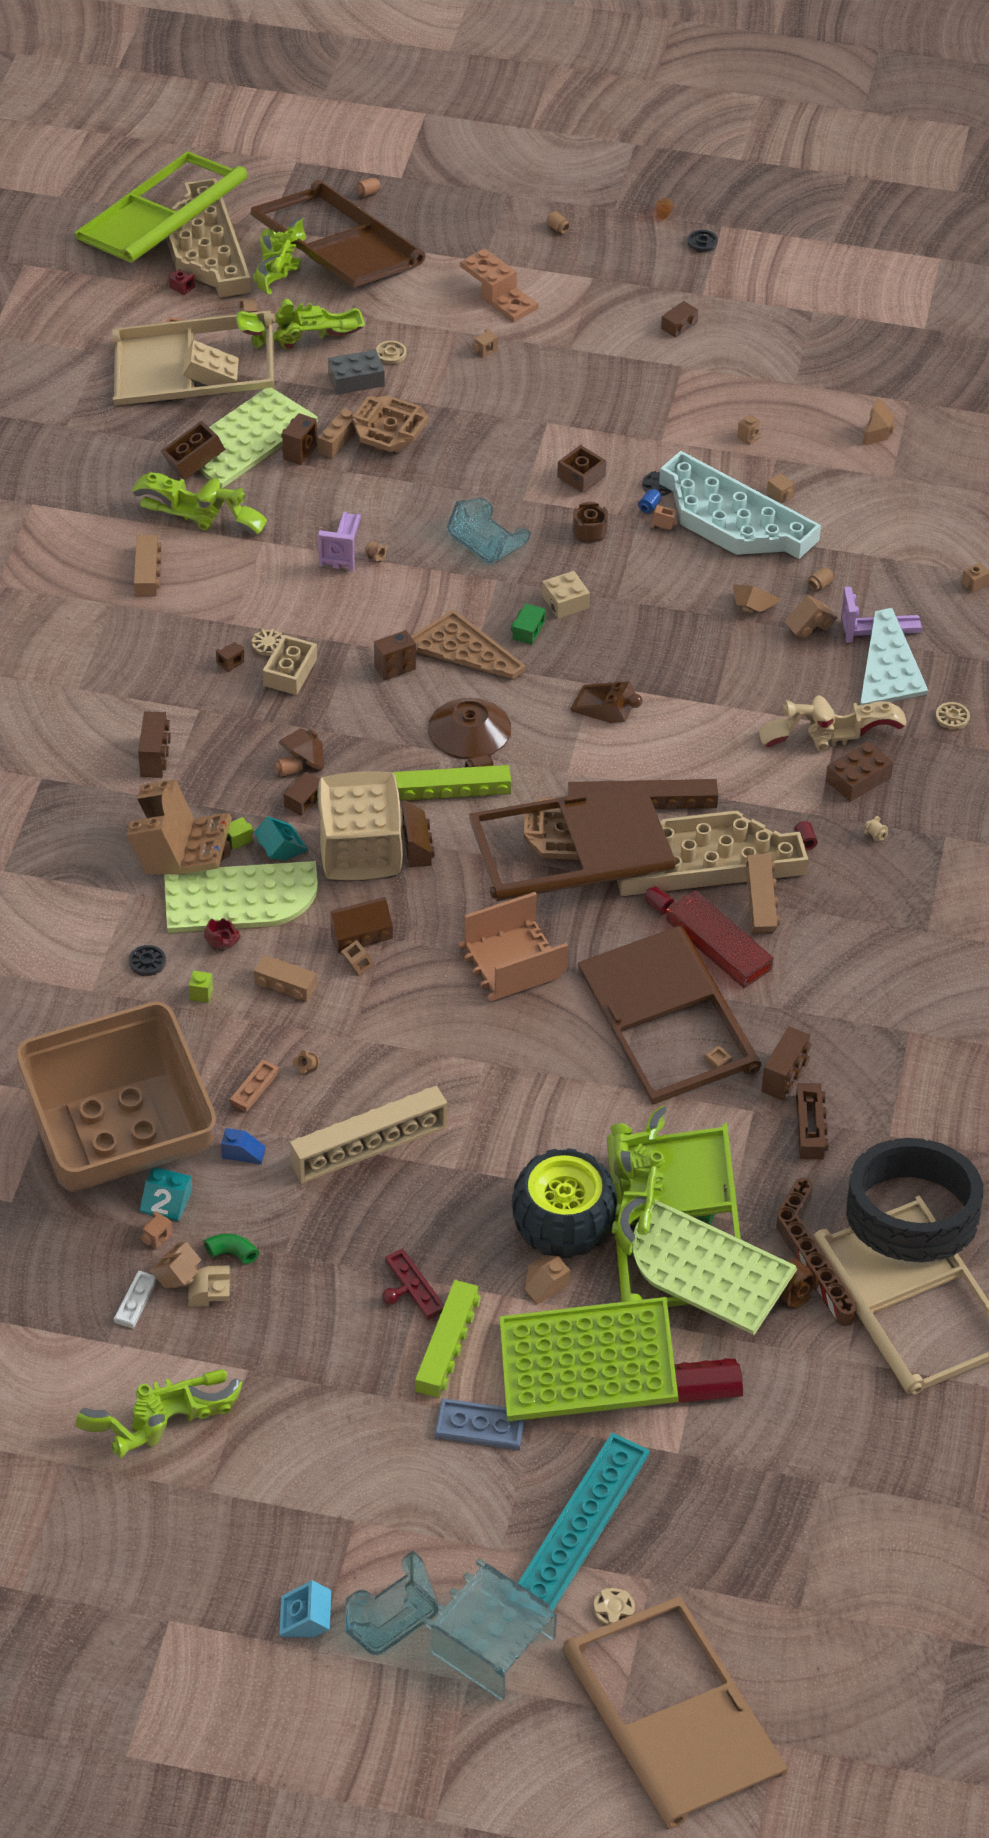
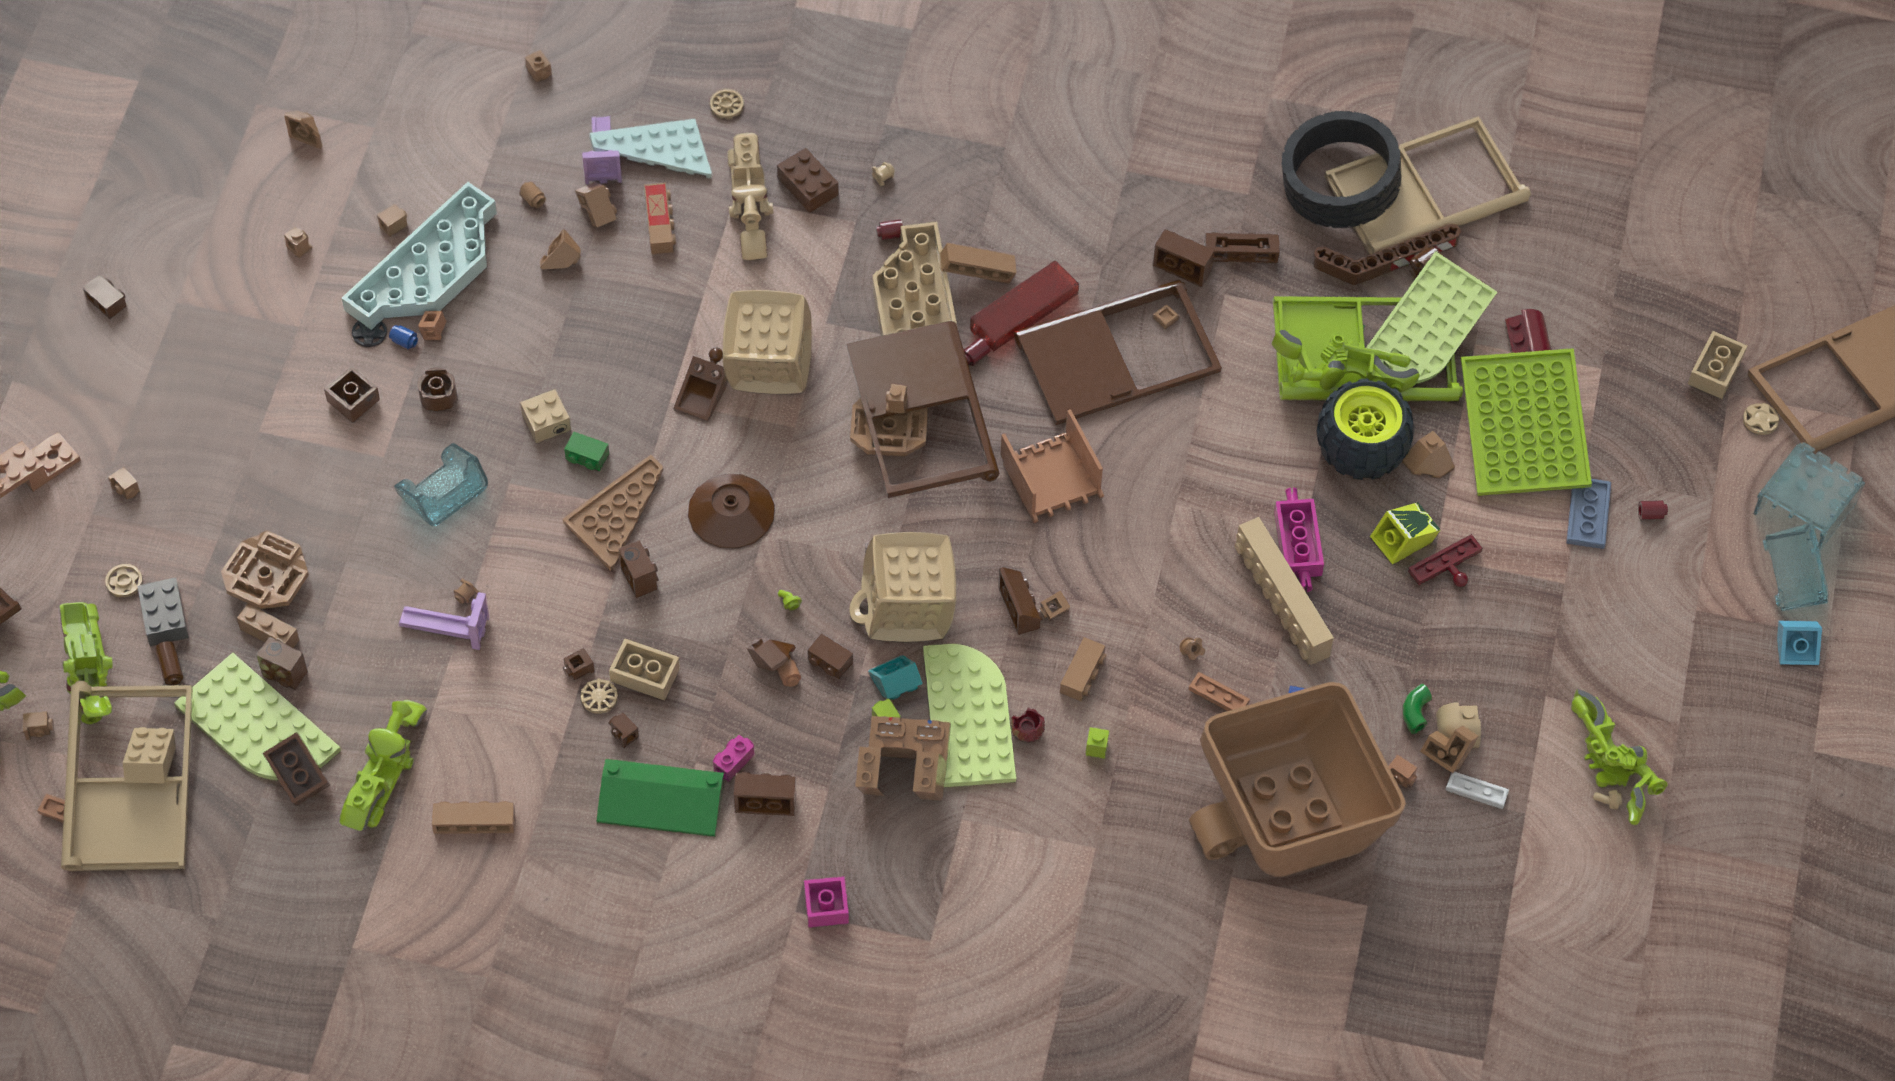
camera: 90 degrees left, 10 degrees up
(41, 789) = (826, 902): none -> dark pink brick
(115, 1411) = (1613, 799): none -> tan plate
(147, 960) = (1055, 797): black wheel -> none
(159, 679) = (660, 797): none -> green slope
(195, 726) = (734, 757): none -> dark pink brick
(299, 625) = (578, 664): none -> reddish brown brick
(306, 380) = (169, 663): none -> reddish brown brick
(365, 765) = (790, 602): none -> lime plate
(435, 1152) = (1299, 537): none -> dark pink brick
(447, 1339) = (1505, 533): lime brick -> none
(448, 1247) = (1404, 532): none -> neon yellow slope
(453, 782) = (819, 553): lime brick -> none
(479, 761) = (791, 499): reddish brown brick -> none
(480, 1480) = (1652, 510): none -> dark red brick
(572, 806) = (896, 399): none -> medium nougat brick
(583, 1519) = (1686, 438): teal plate -> none
(640, 723) = (767, 341): none -> tan piece
(663, 793) = (835, 360): reddish brown brick -> none
(679, 1558) = (1717, 365): none -> tan brick
(801, 665) = (659, 218): none -> medium nougat brick

